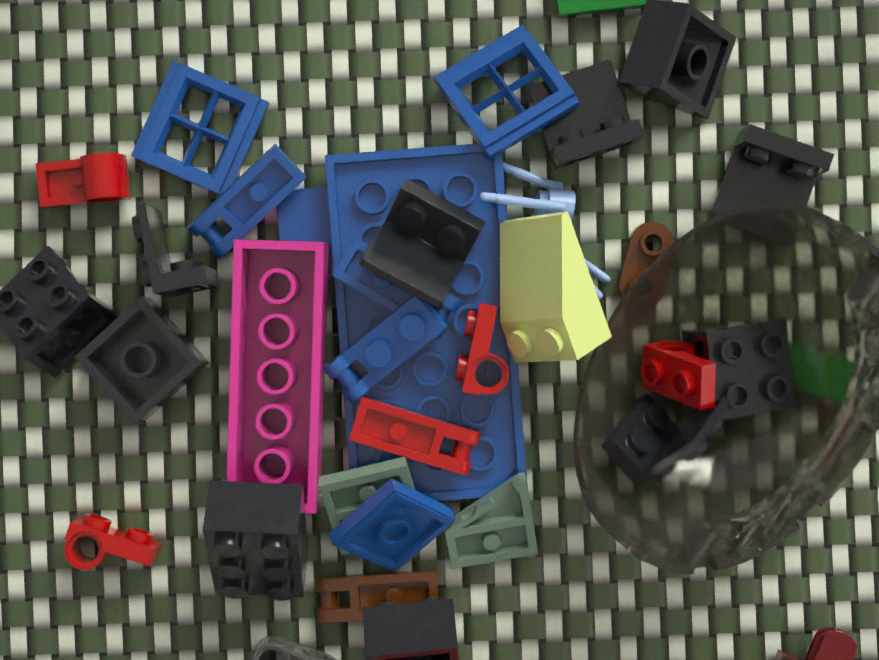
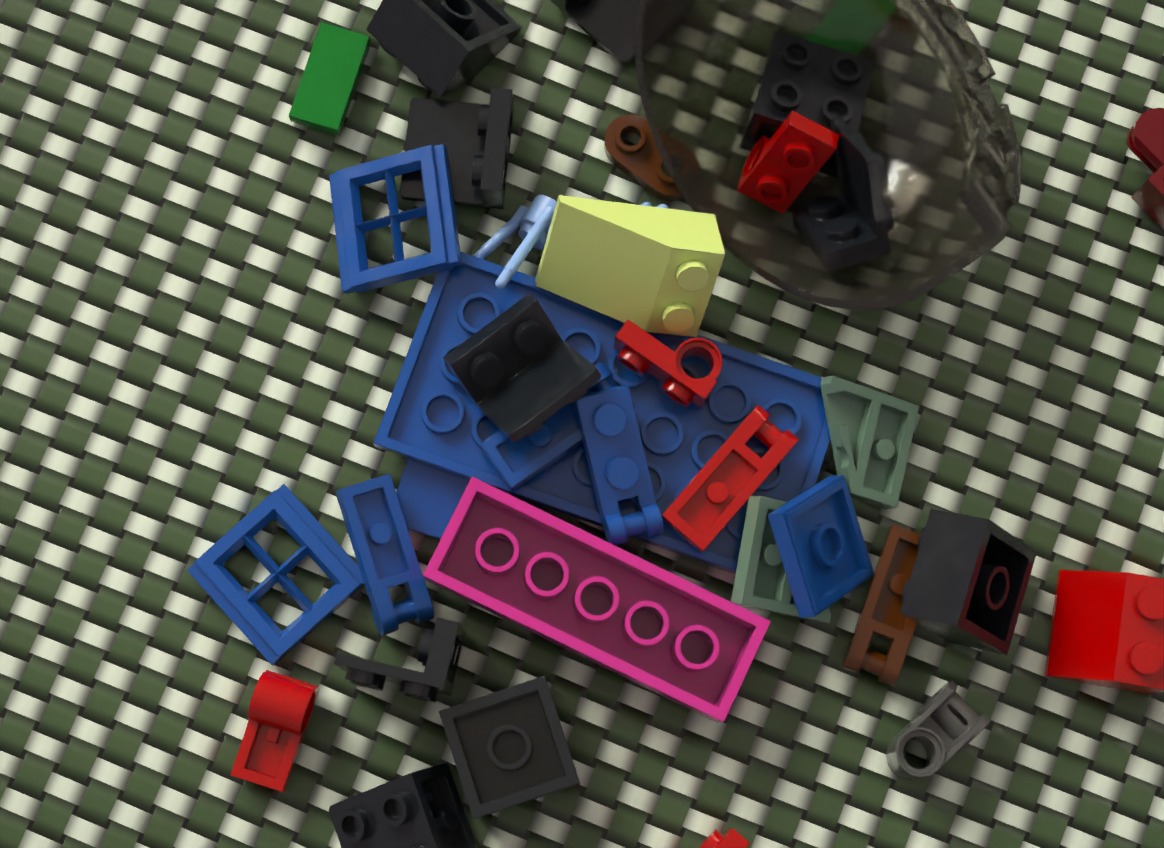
camera: 70 degrees left, 10 degrees down
(256, 539) = (773, 697): black brick -> none

